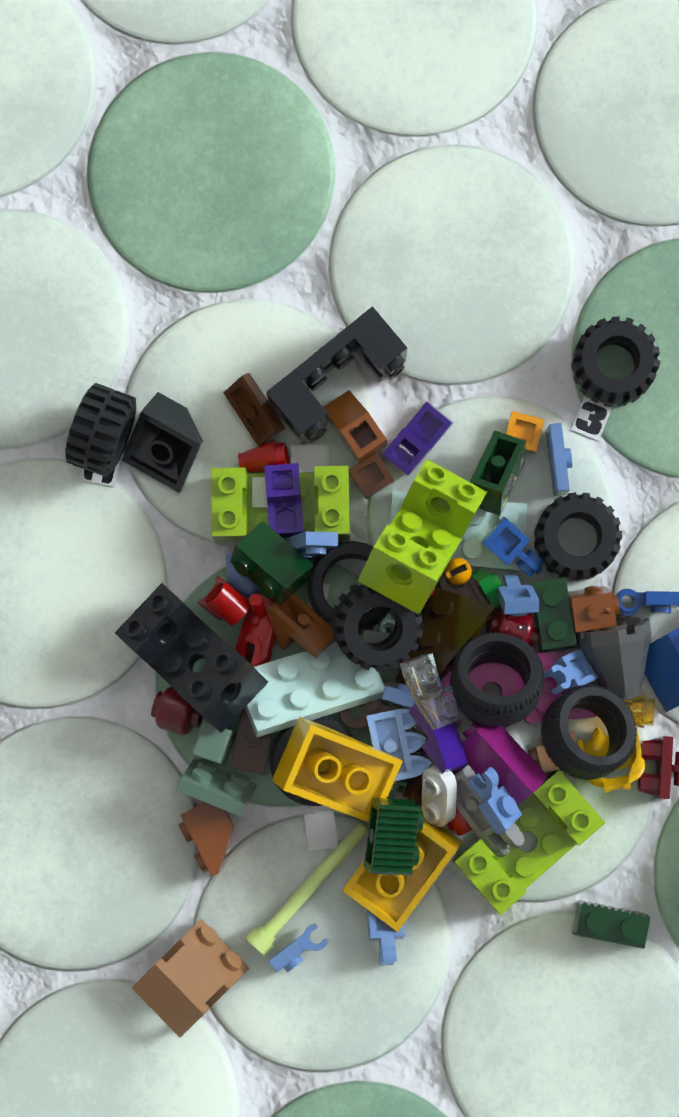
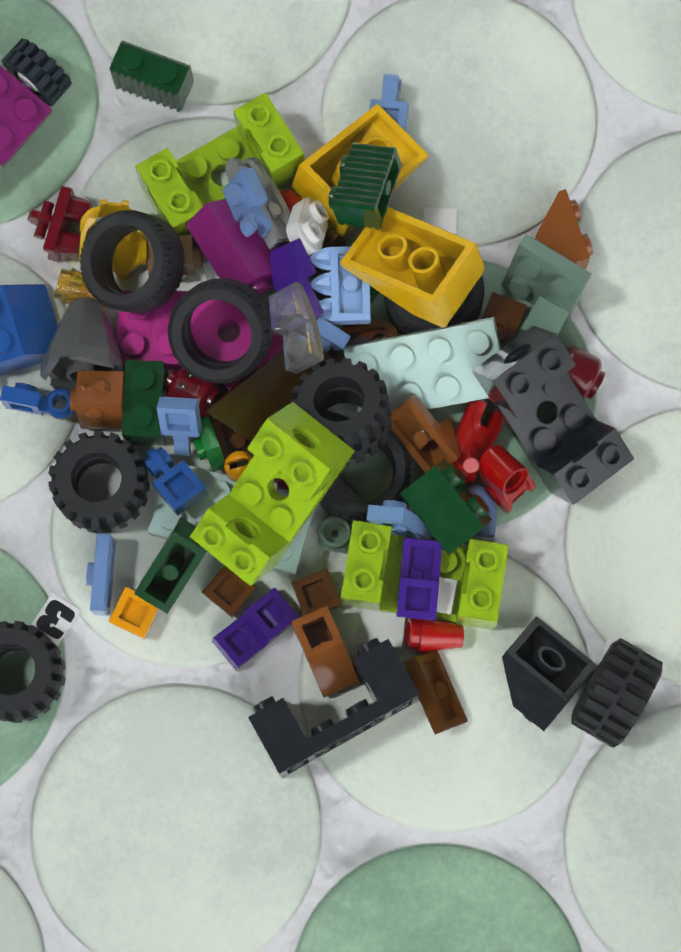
camera: 170 degrees left, 5 degrees down
(190, 978) = (603, 95): medium nougat piece -> none
(264, 936) = (520, 125): yellowish green piece -> none
(290, 955) = (493, 104): medium blue plate -> none
(368, 523) = (325, 538): none -> sand green plate
(449, 459) = (228, 591): none -> reddish brown plate
(571, 671) = (136, 330): medium blue plate -> none

